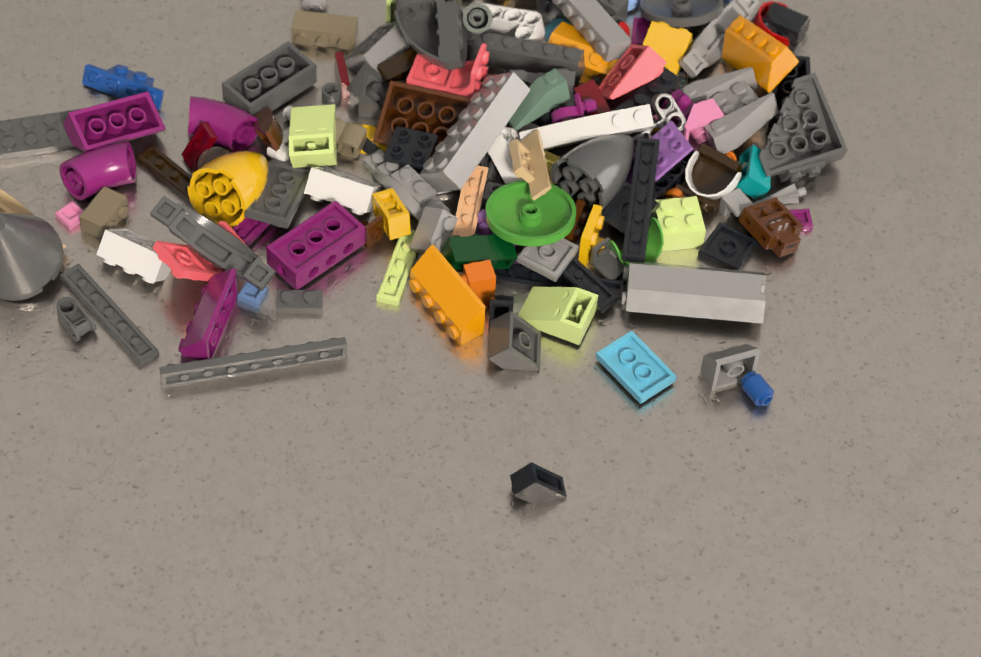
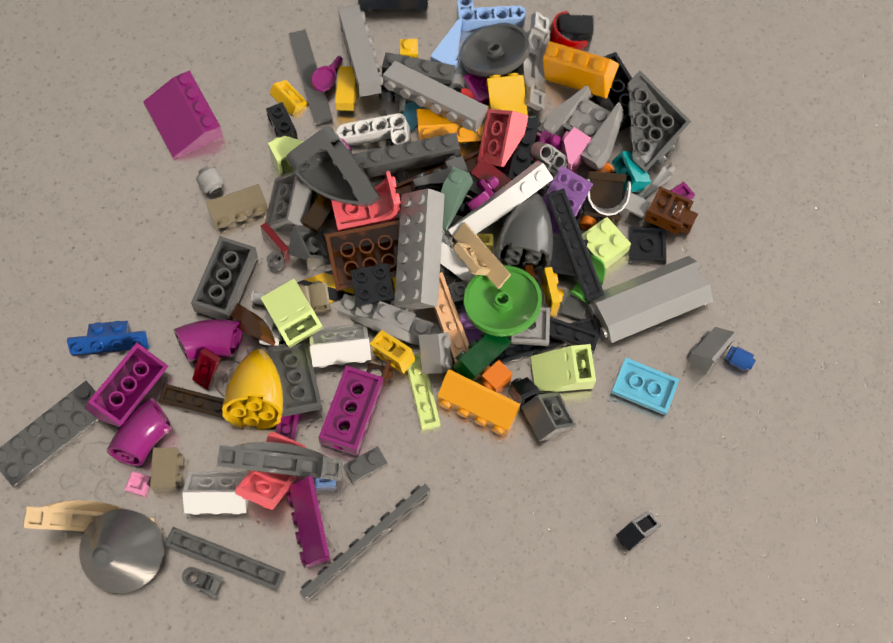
camera: 30 degrees left, 15 degrees up
(481, 26) = (360, 144): pearl dark grey plant -> none

